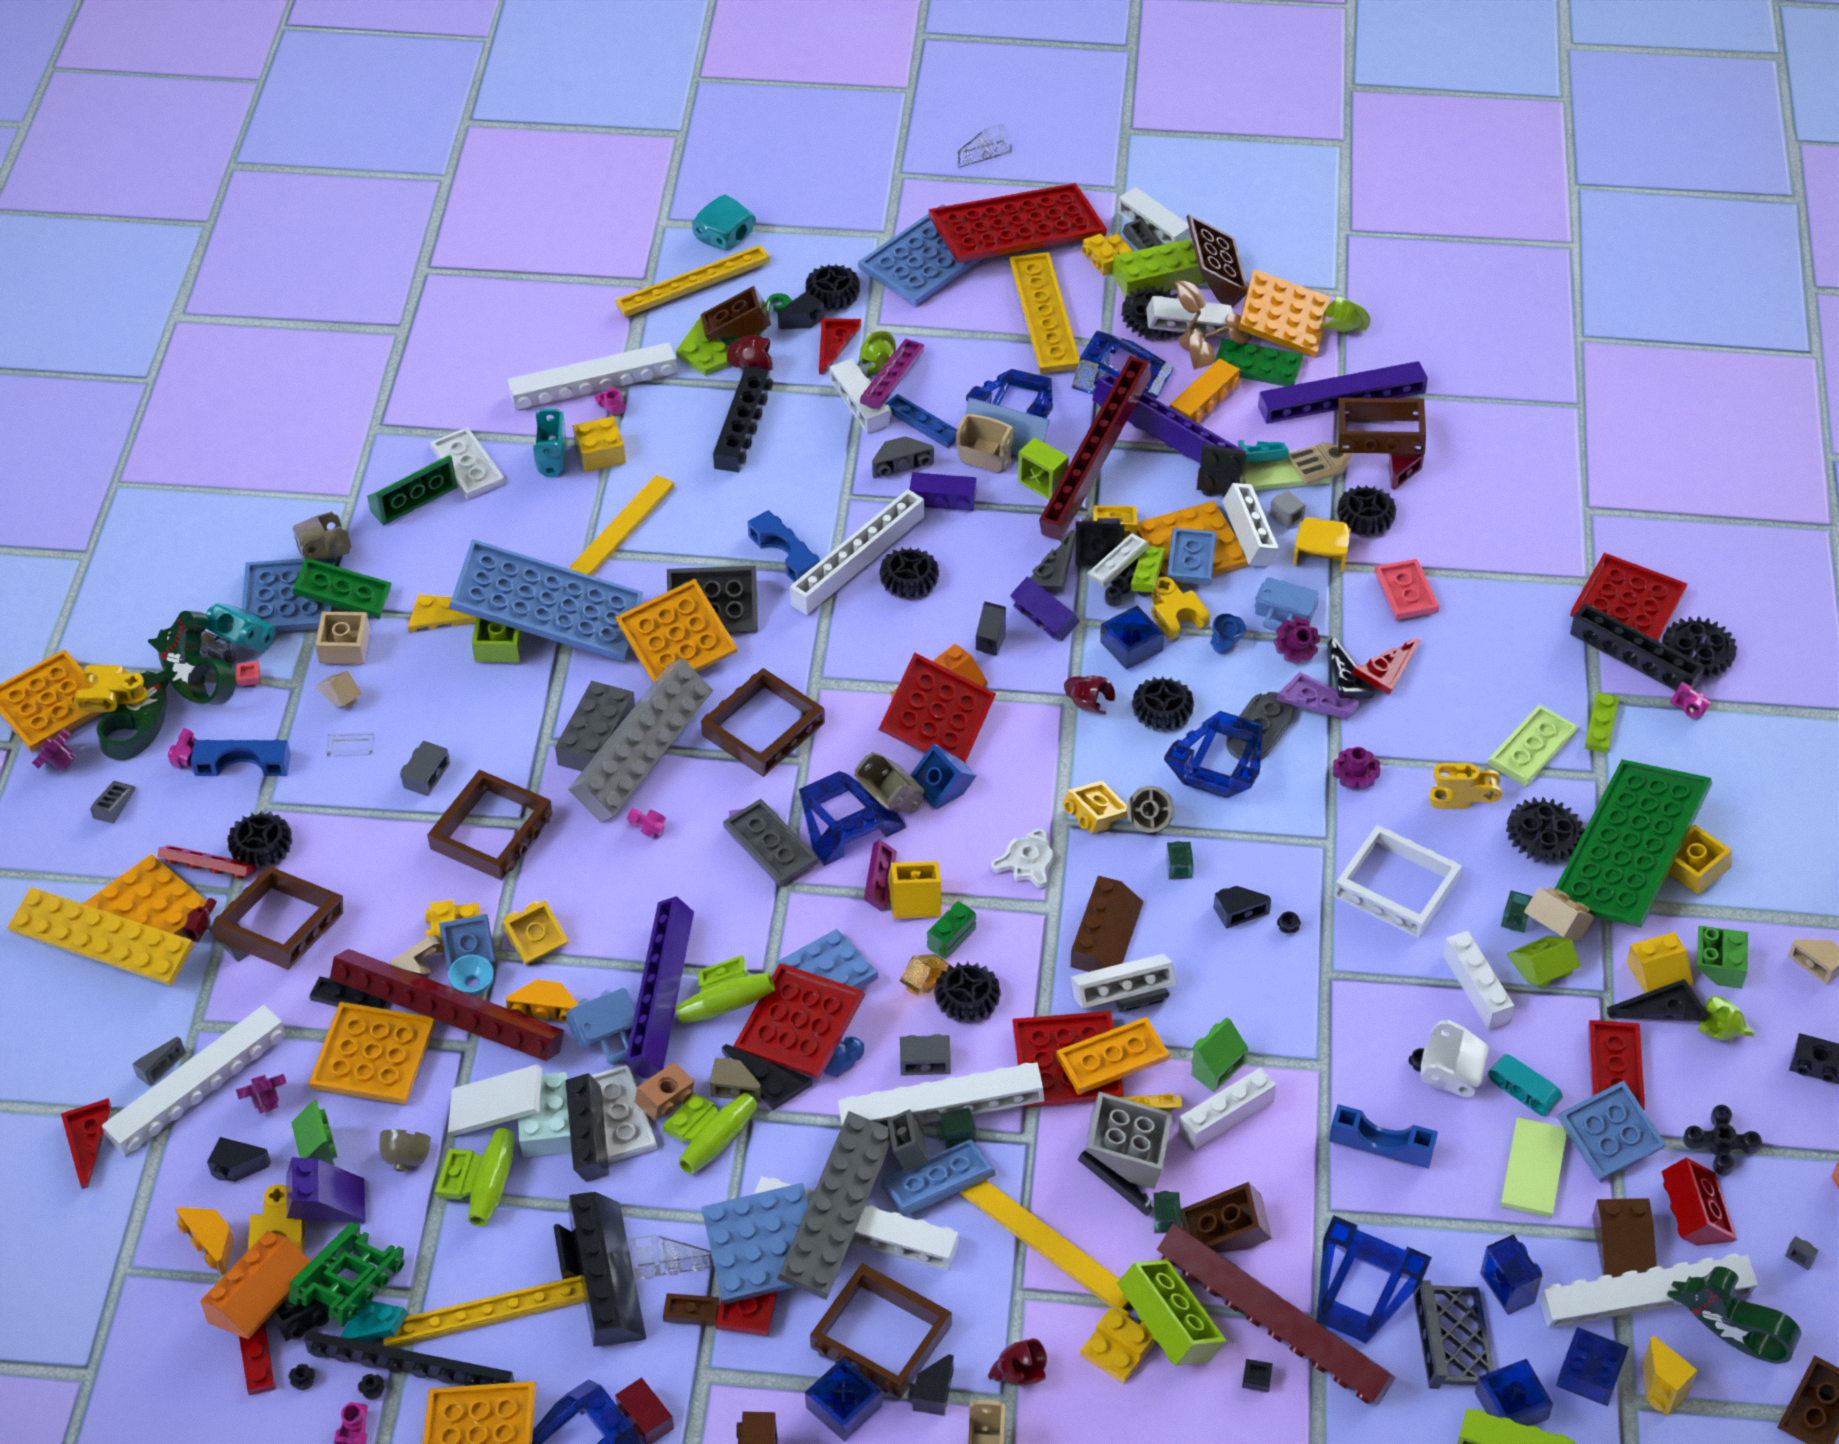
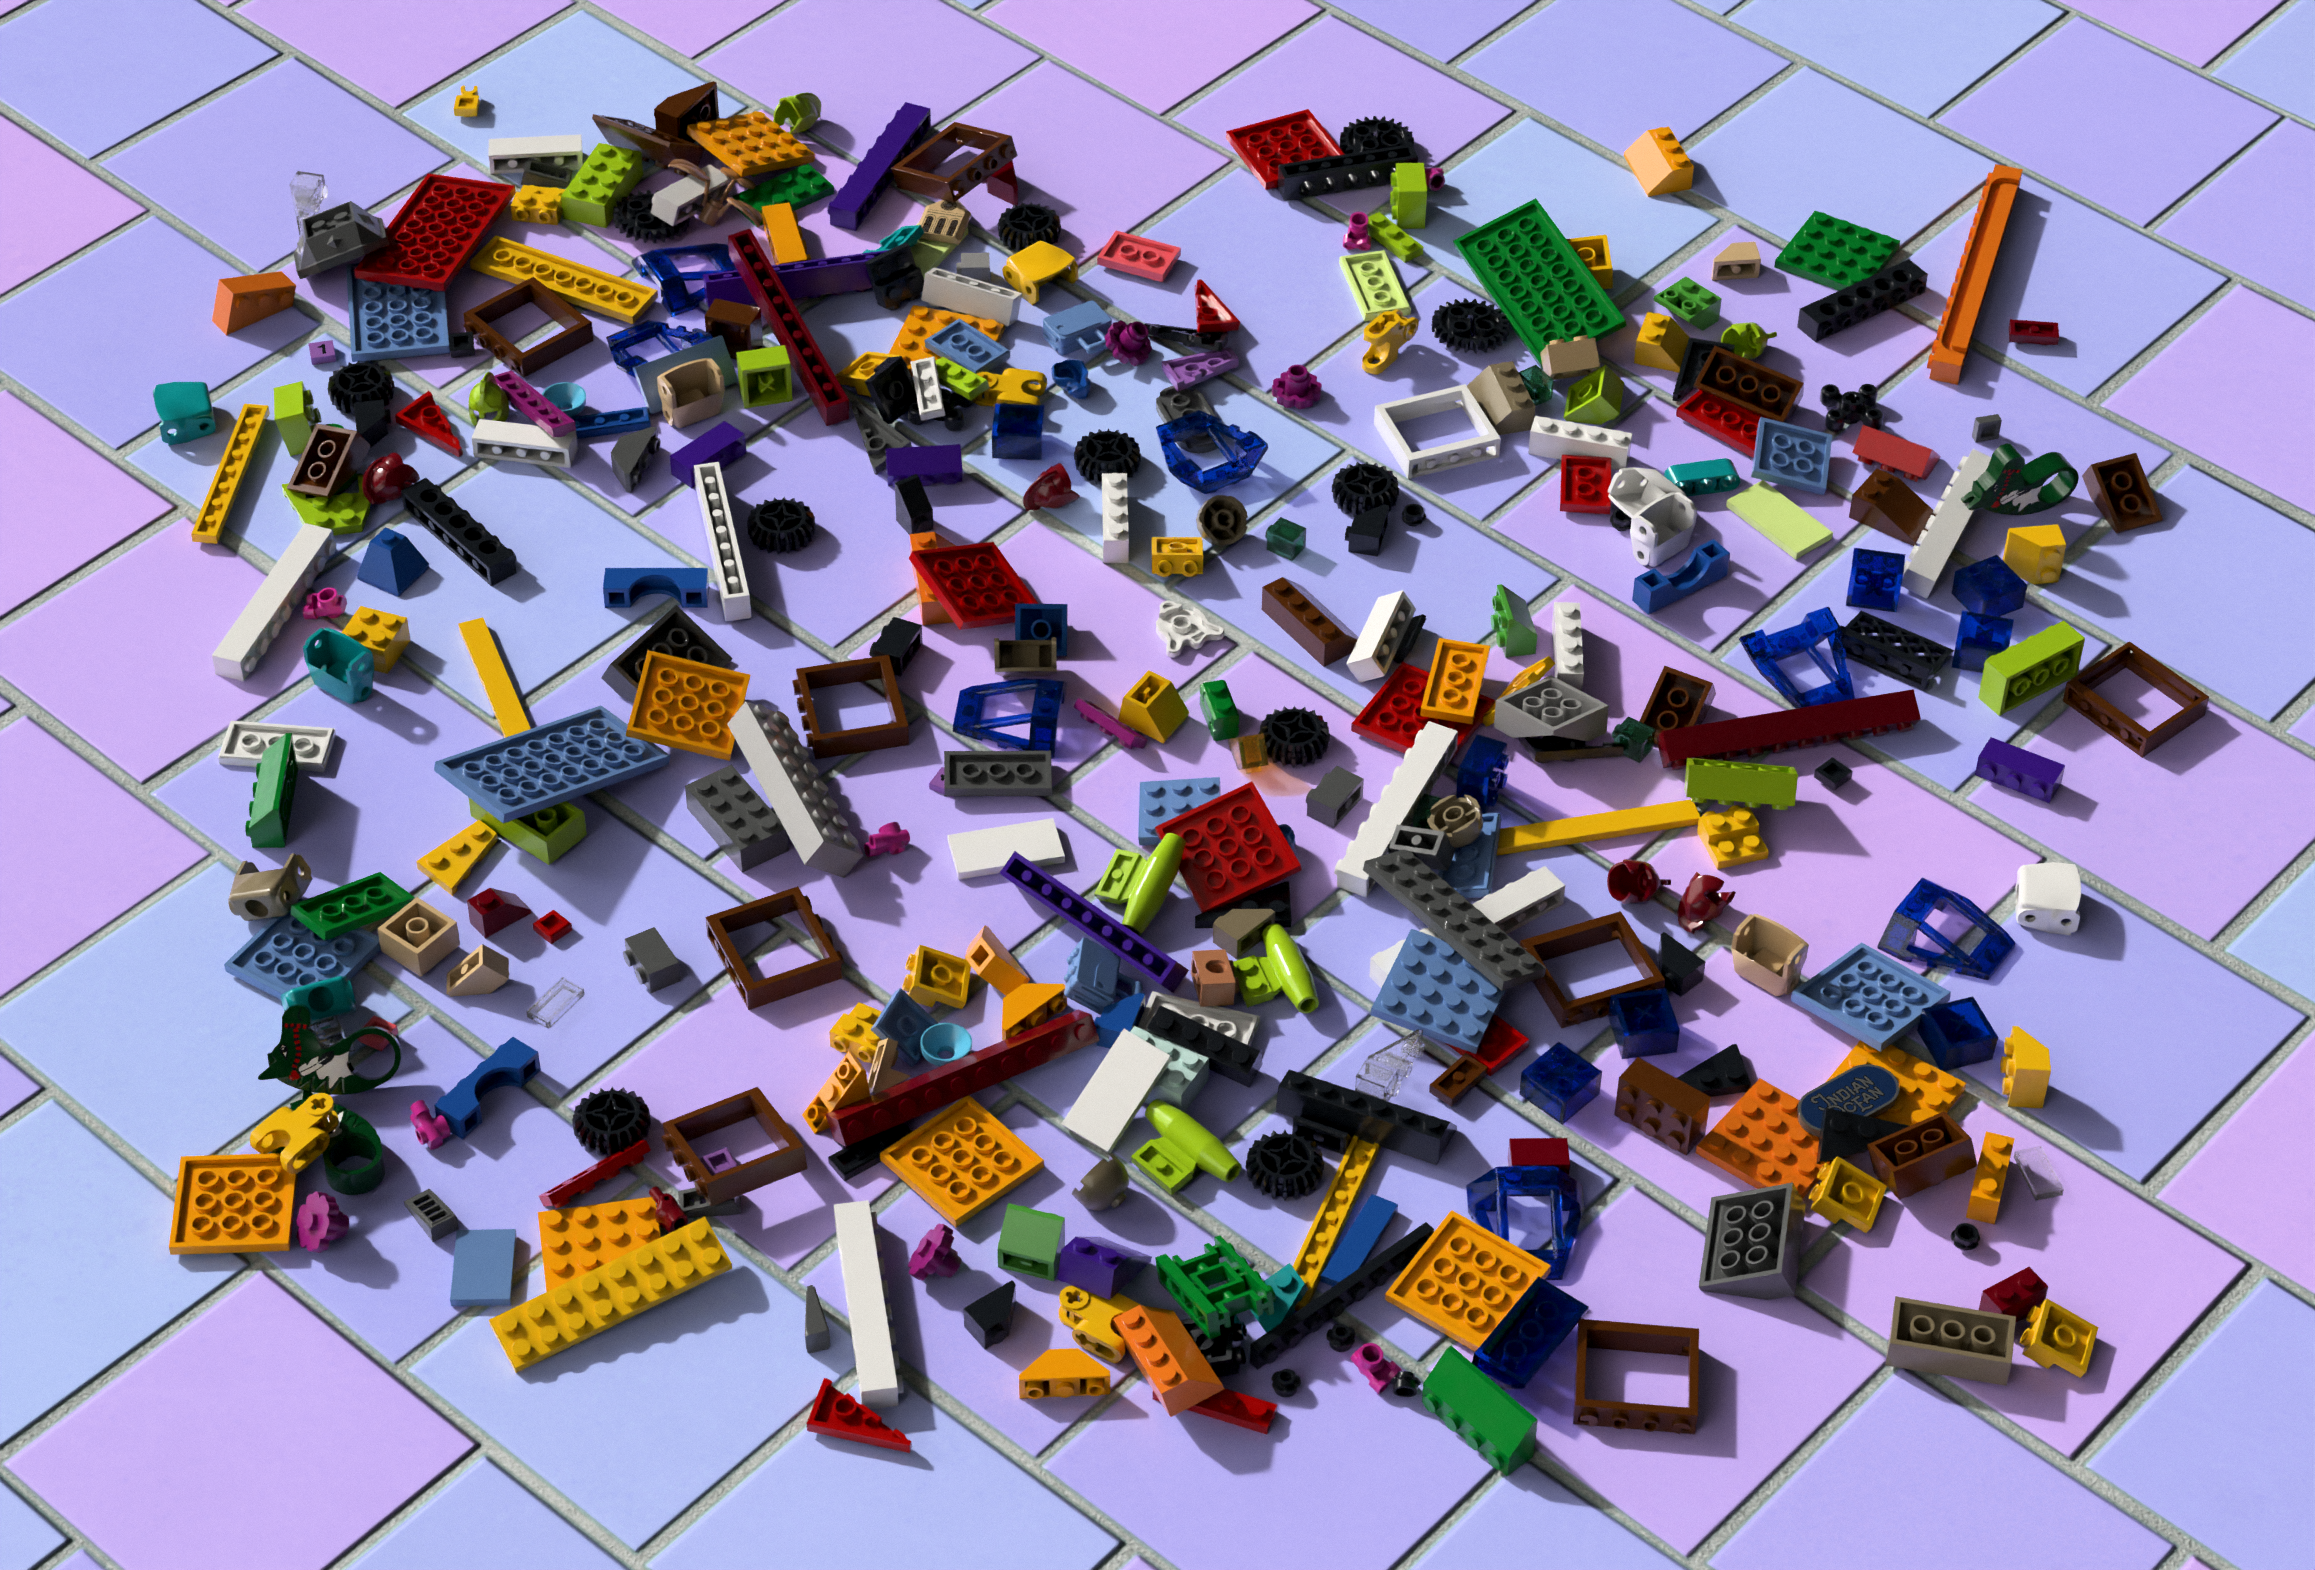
camera: 55 degrees left, 5 degrees down
(86, 857) = (483, 1267): none -> medium blue tile
(270, 922) = (718, 1161): none -> medium lavender tile
(377, 942) = (843, 1087): none -> light orange slope
(405, 661) = (495, 910): none -> dark red slope
(419, 699) = (552, 926): none -> red tile
(479, 1342) = (1360, 1239): none -> blue tile
(498, 1255) = (1284, 1165): none -> black gear
(574, 953) = (994, 962): none -> light orange slope
(579, 1060) = (1119, 1016): none -> blue slope
(681, 407) = (391, 563): none -> blue slope
(705, 892) = (989, 849): none -> white tile
(737, 1378) = (1560, 1083): none -> clear blue brick
(764, 271) = (295, 415): none -> lime brick
(847, 708) = (899, 641): none -> black brick
(852, 248) = (322, 352): none -> medium lavender tile
(861, 184) = (250, 299): none -> orange wedge
(920, 382) = (566, 395): none -> medium azure piece
(925, 305) = (461, 344): none -> black plate
(944, 1144) = (1458, 818): none -> dark tan cylinder
(952, 182) = (337, 238): none -> dark grey piece
(973, 350) = (577, 332): none -> reddish brown window
(1001, 1306) = (1634, 881): none -> dark red helmet
(1022, 1132) = (1483, 771): none -> clear blue brick
(1071, 421) = (737, 324): none -> reddish brown container
(1098, 747) = (1115, 518): none -> white brick
(1170, 156) = (467, 103): none -> yellow plate
(1274, 259) = (687, 109): none -> reddish brown slope
(1283, 870) = (1364, 488): none -> black gear
(1420, 1090) = (1656, 528): none -> white piece
(1440, 1002) = (1585, 484): none -> red plate
(1477, 901) = (1503, 398): none -> dark tan slope
(1578, 698) = (1357, 233): none -> dark pink plate
(1648, 702) = (1409, 195): none -> lime brick
(1660, 1054) = (1750, 385): none -> reddish brown slope

